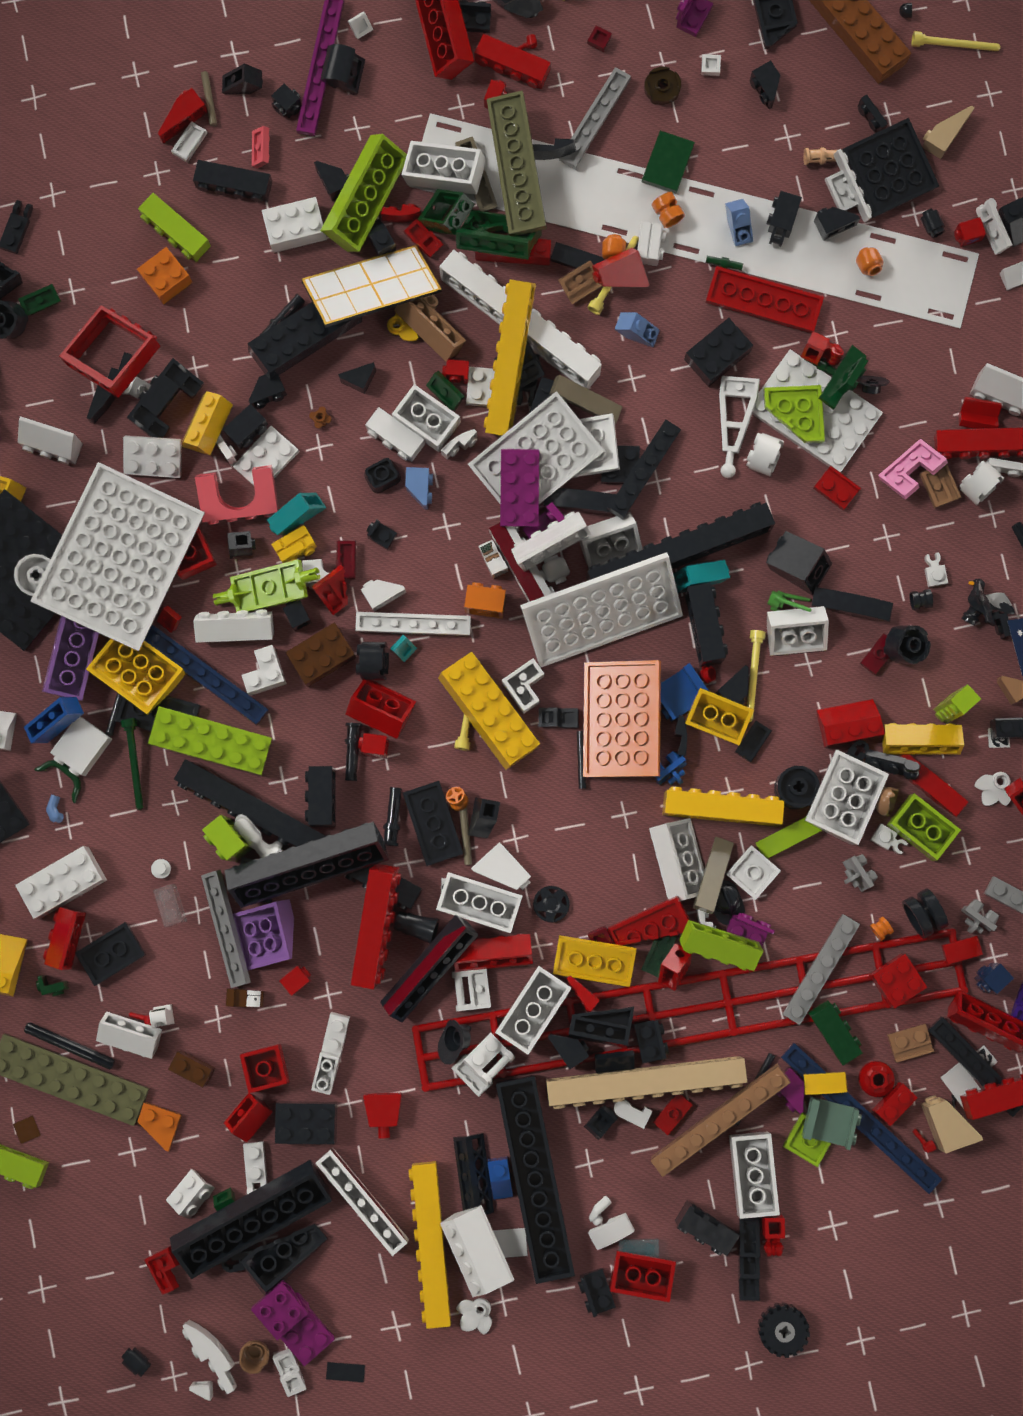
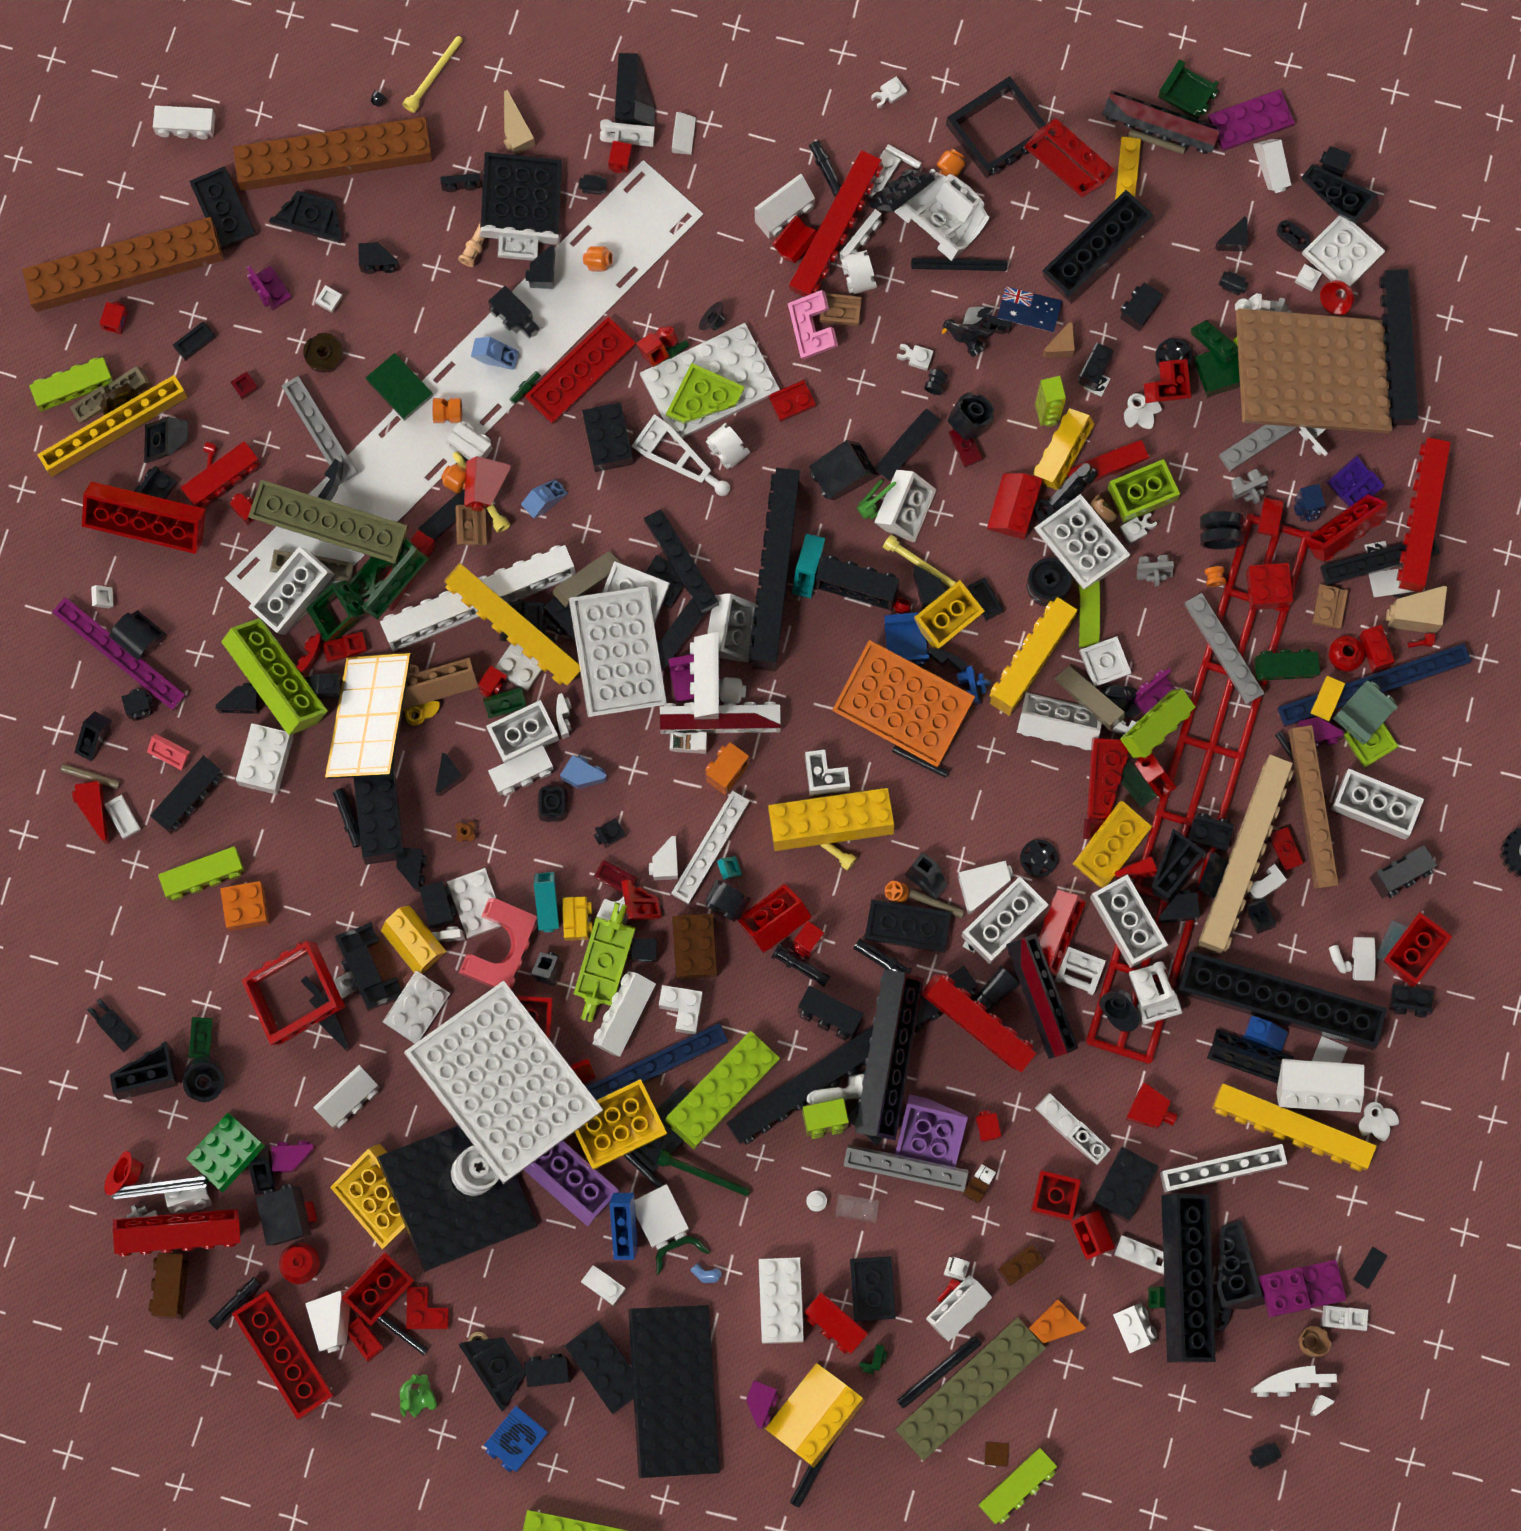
camera: 65 degrees left, 5 degrees down
(160, 1268) = (1190, 1388): red plate -> none
(519, 488) = (639, 680): magenta plate -> none
(558, 717) = (870, 761): black slope -> none
(602, 610) = (795, 666): white plate -> none
(749, 1259) = (1449, 849): black slope -> none
(773, 1230) = (1433, 814): red brick -> none
(844, 377) = (695, 337): dark green bracket -> none

